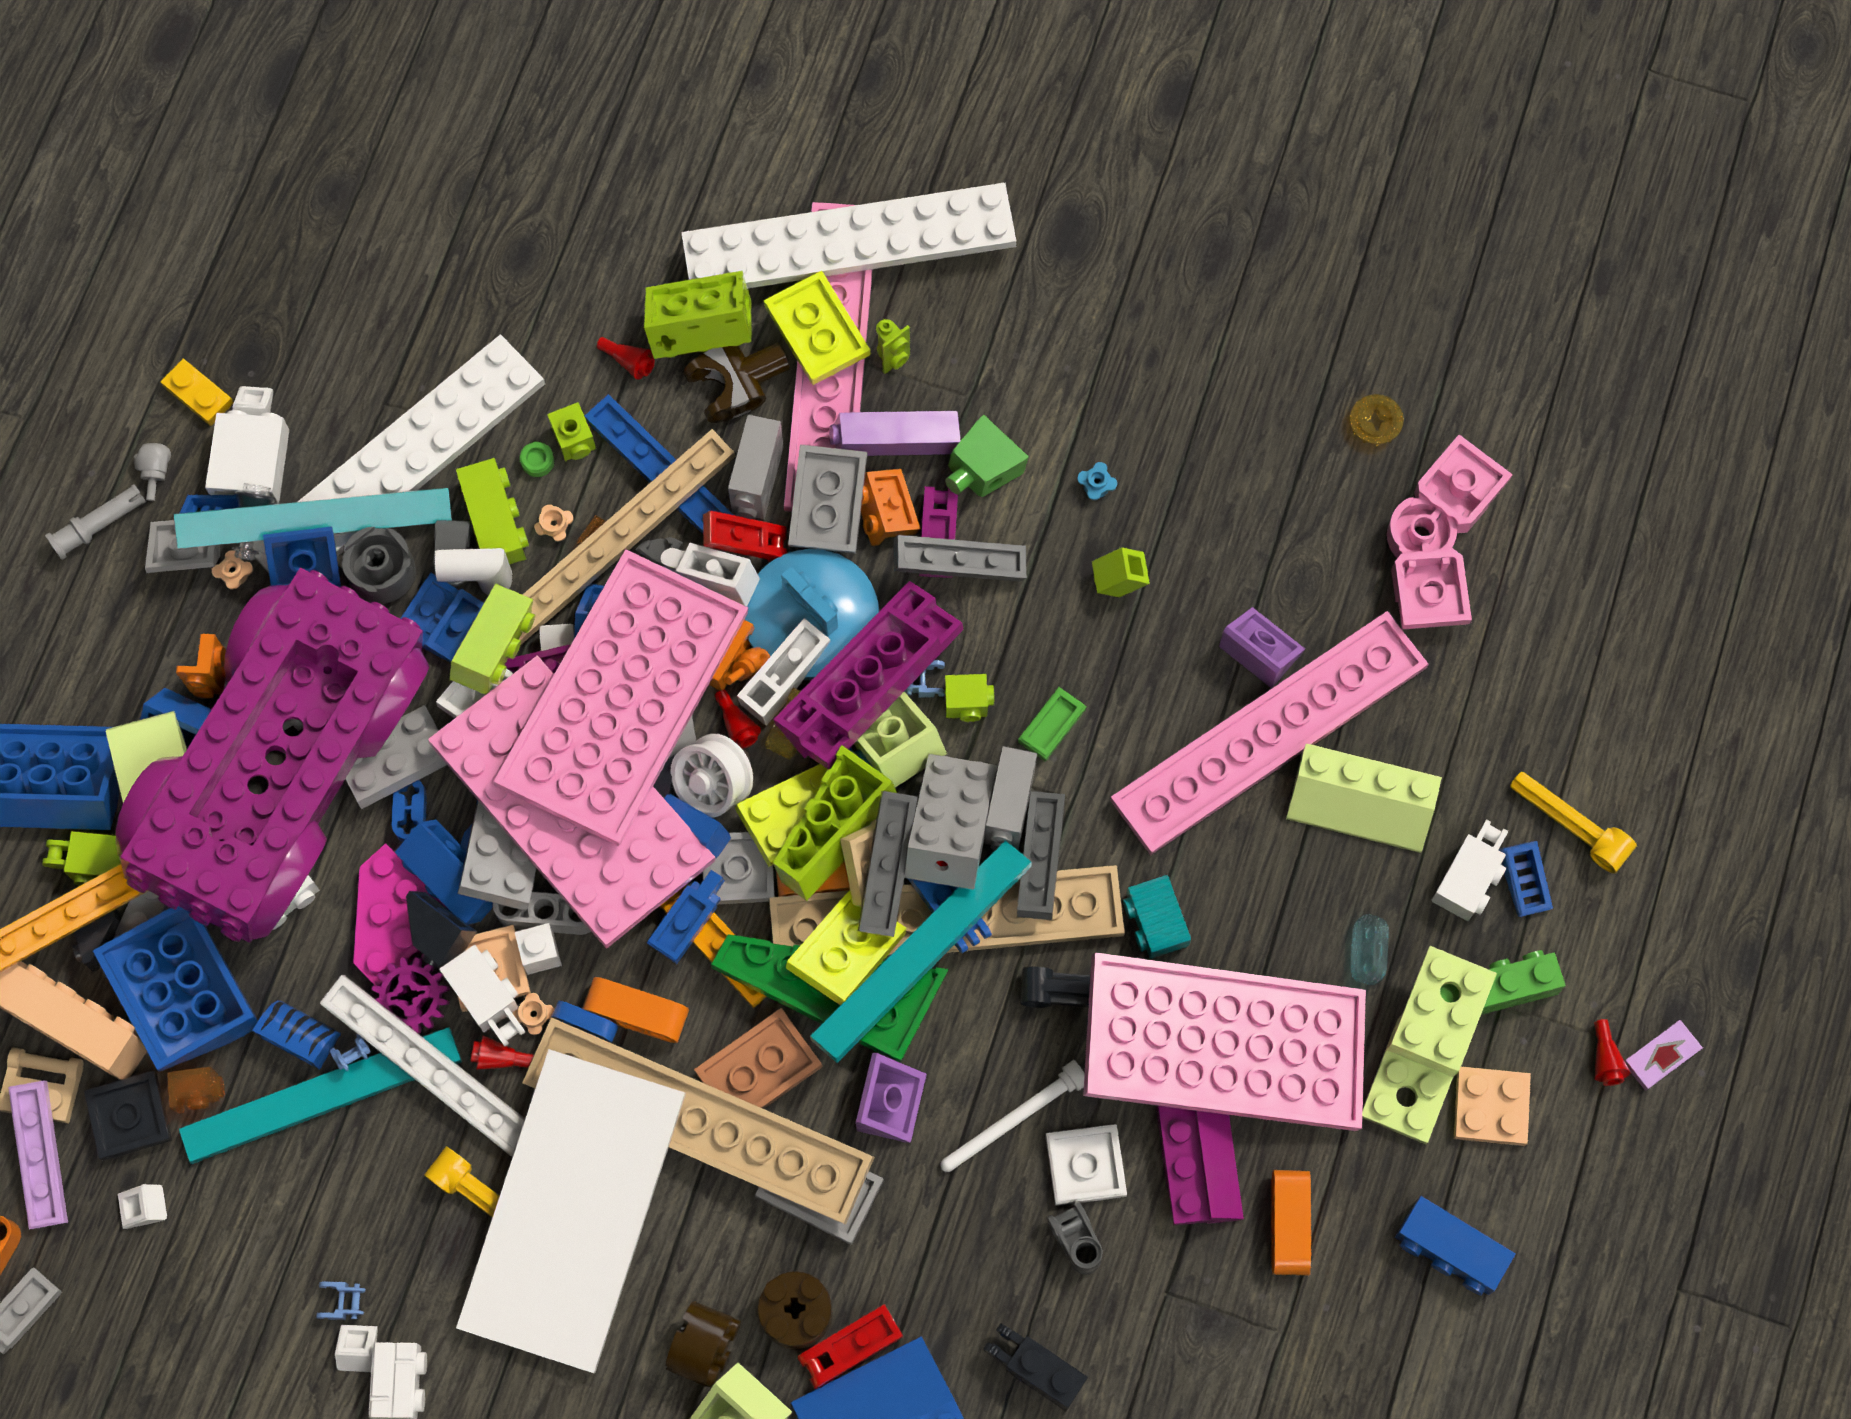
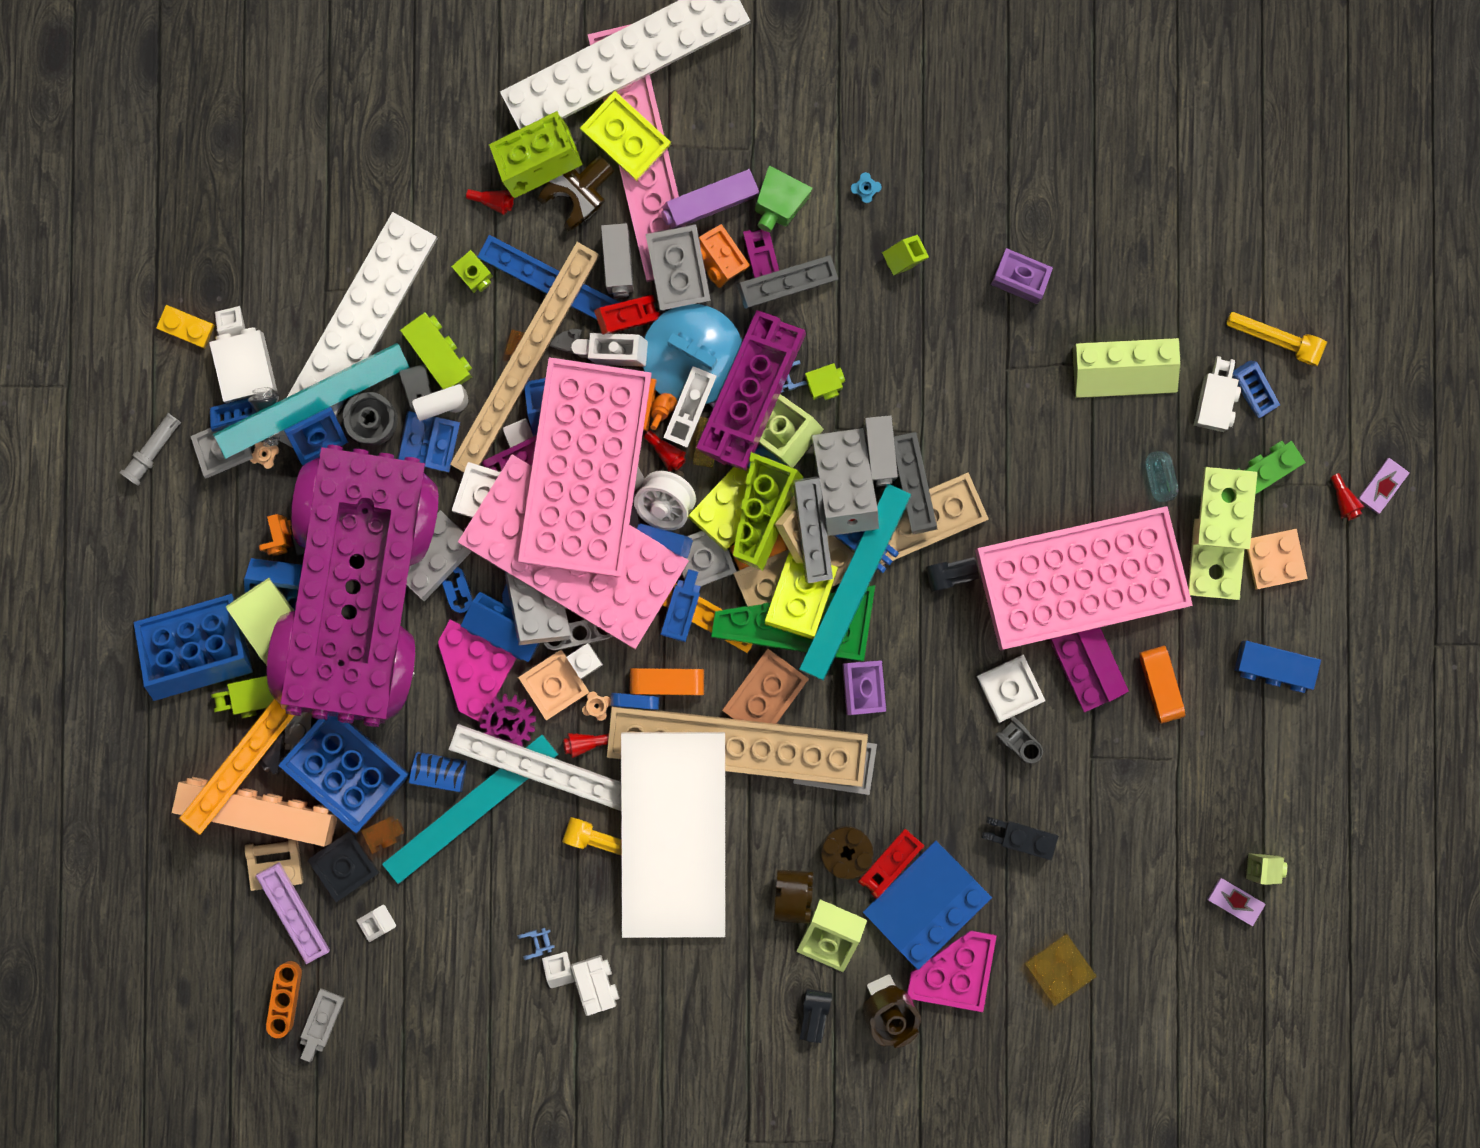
camera: 20 degrees left, 15 degrees up
(153, 464) = (174, 391): light grey piece -> none
(343, 1060) = (475, 781): medium blue piece -> none
(436, 929) = (511, 672): black slope -> none
(483, 992) = (560, 706): white brick -> none
(492, 640) = (476, 453): lime brick -> none
(537, 459) = (453, 299): bright green tile -> none
(549, 514) = (488, 349): light nougat plate -> none
(892, 344) = (685, 132): lime hinge -> none
(1052, 724) = (890, 381): bright green tile -> none
(1069, 1079) = (981, 634): white piece -> none
(1157, 917) = (1008, 500): teal brick -> none
(1268, 732) = (1046, 339): bright pink plate -> none
(1386, 410) = (1058, 64): clear yellow gear -> none
(1447, 501) = (1123, 124): bright pink plate -> none

